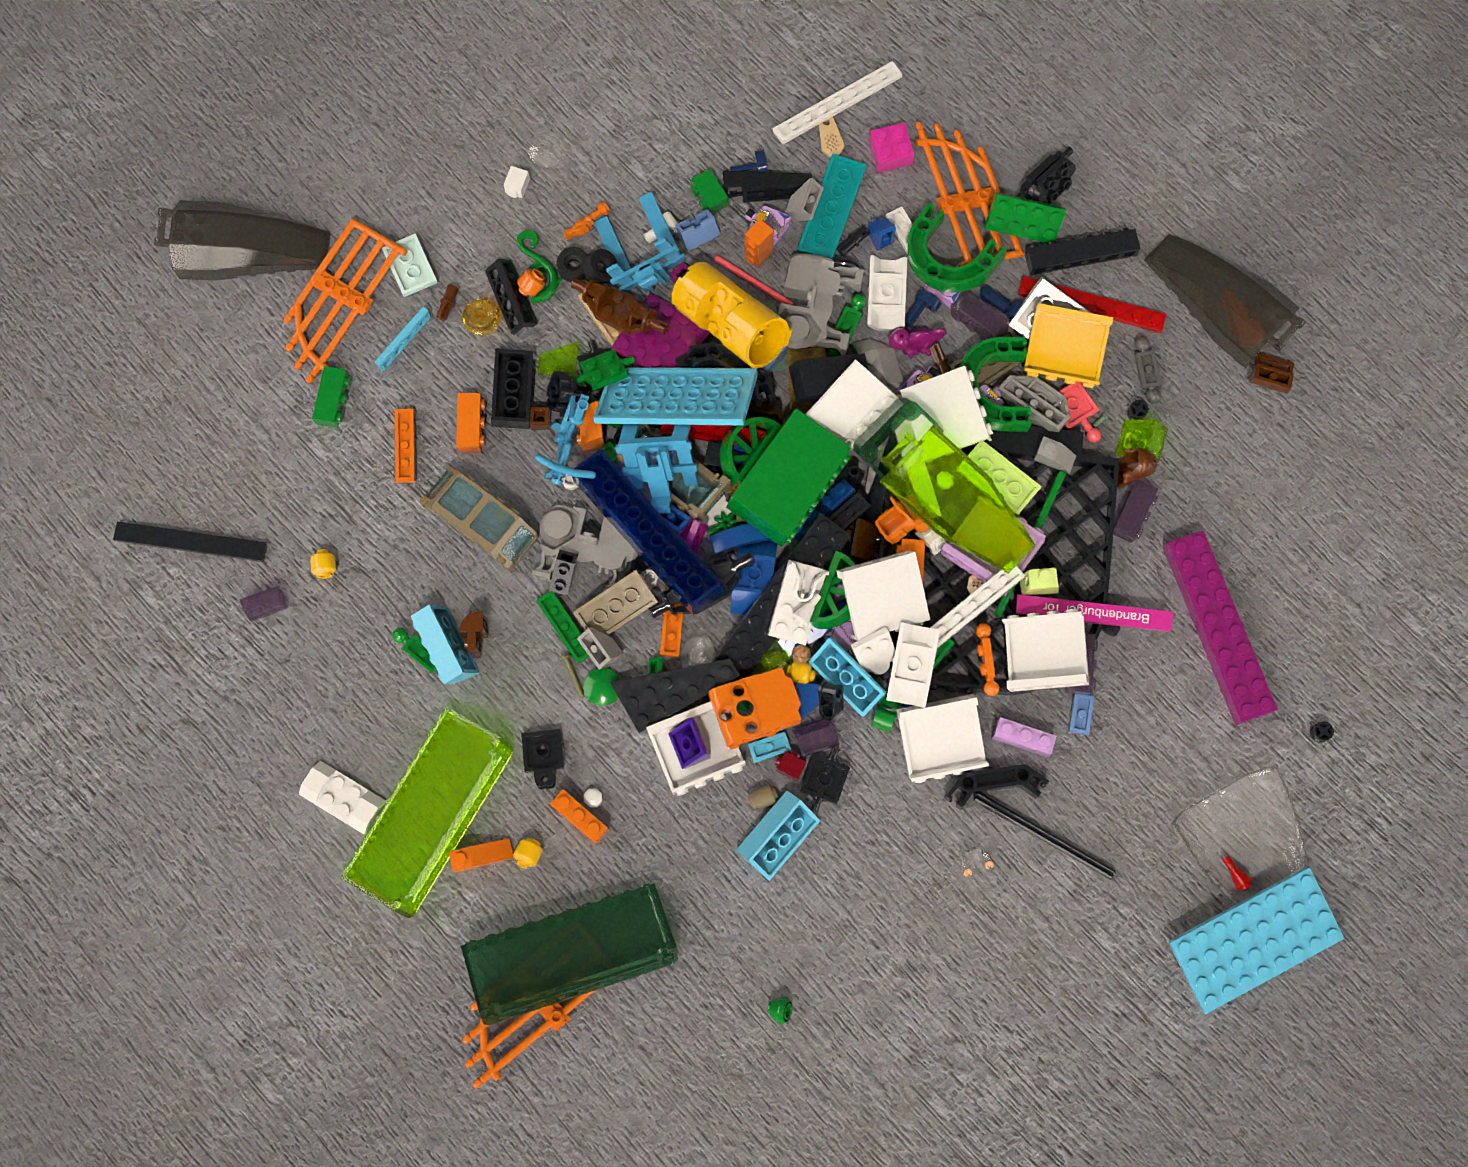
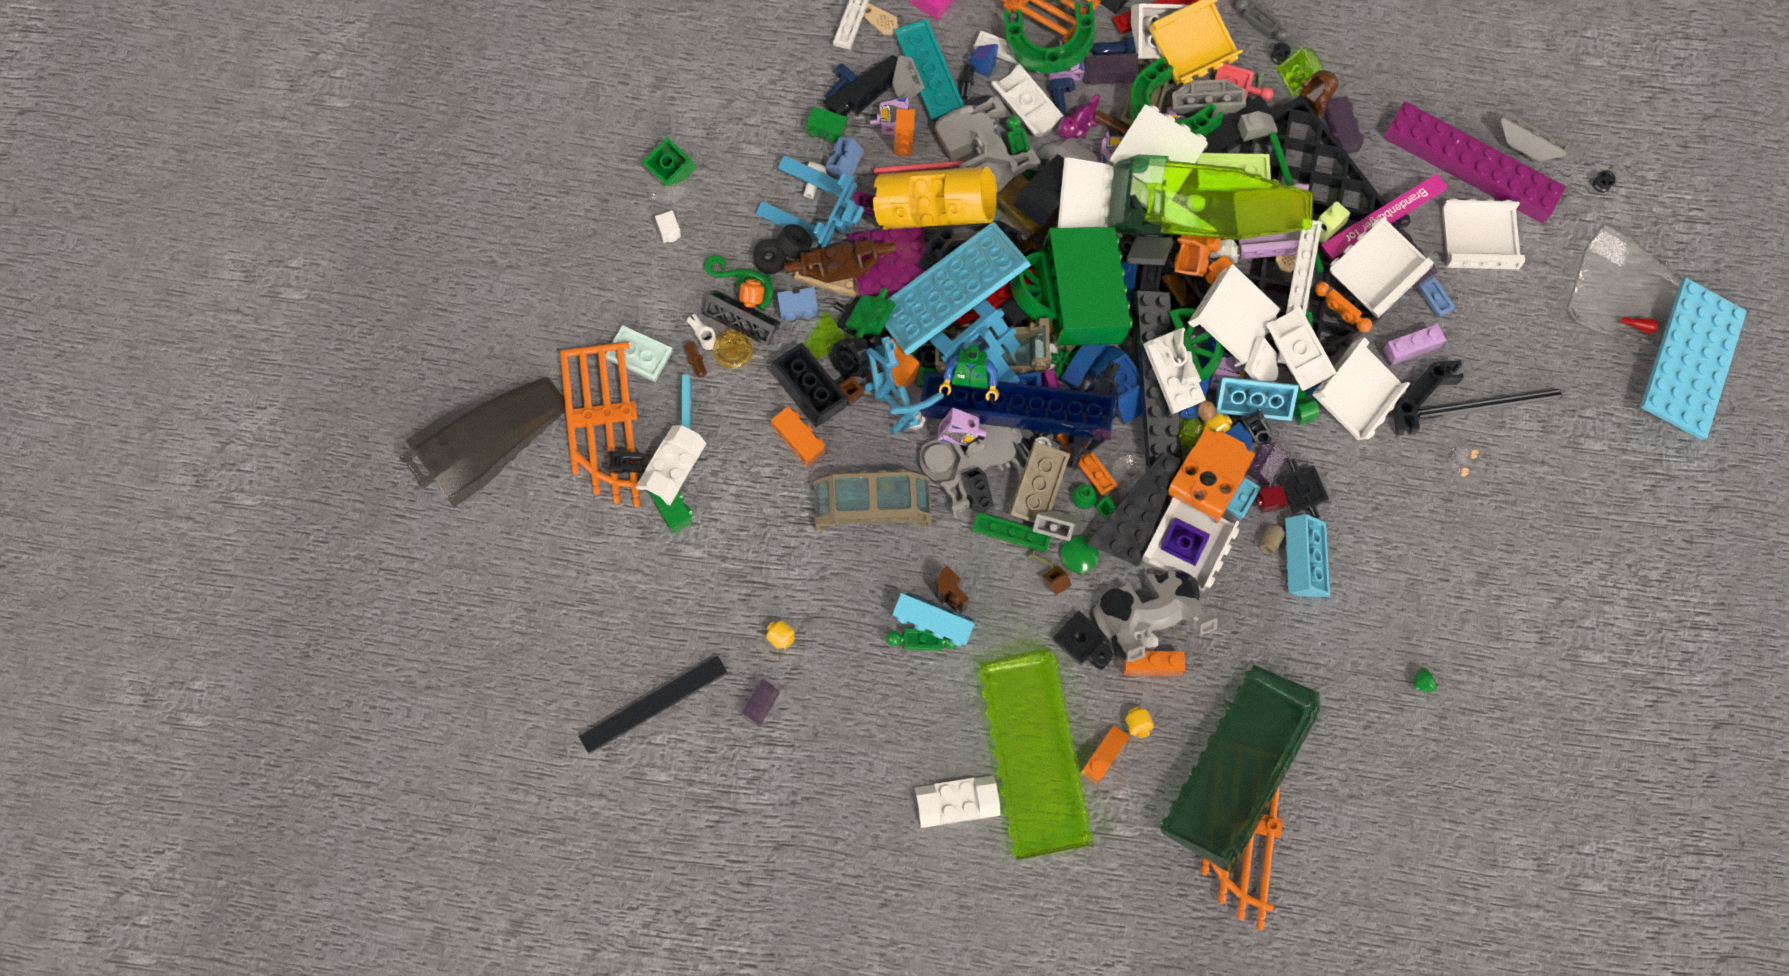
camera: 45 degrees left, 5 degrees down
(317, 338) = (622, 457): none -> black piece
(354, 369) = (672, 463): none -> white piece
(405, 446) = (761, 493): orange plate -> none
(470, 285) = (702, 331): none -> white pin
(559, 132) = (669, 163): none -> green slope
(563, 321) = (797, 304): none -> medium blue brick
(563, 692) = (1056, 580): none -> reddish brown plate
(582, 226) = (749, 223): orange piece -> none
(585, 509) = (960, 428): none -> lavender torso
(587, 770) = (1128, 620): none -> light grey animal
(629, 473) = (972, 370): none -> torso
(643, 648) = (1084, 500): none -> green cone
(866, 489) = (1150, 250): none -> dark grey tile
(1170, 693) = (1481, 234): none -> white panel
(1289, 646) = (1531, 140): none -> light grey wedge

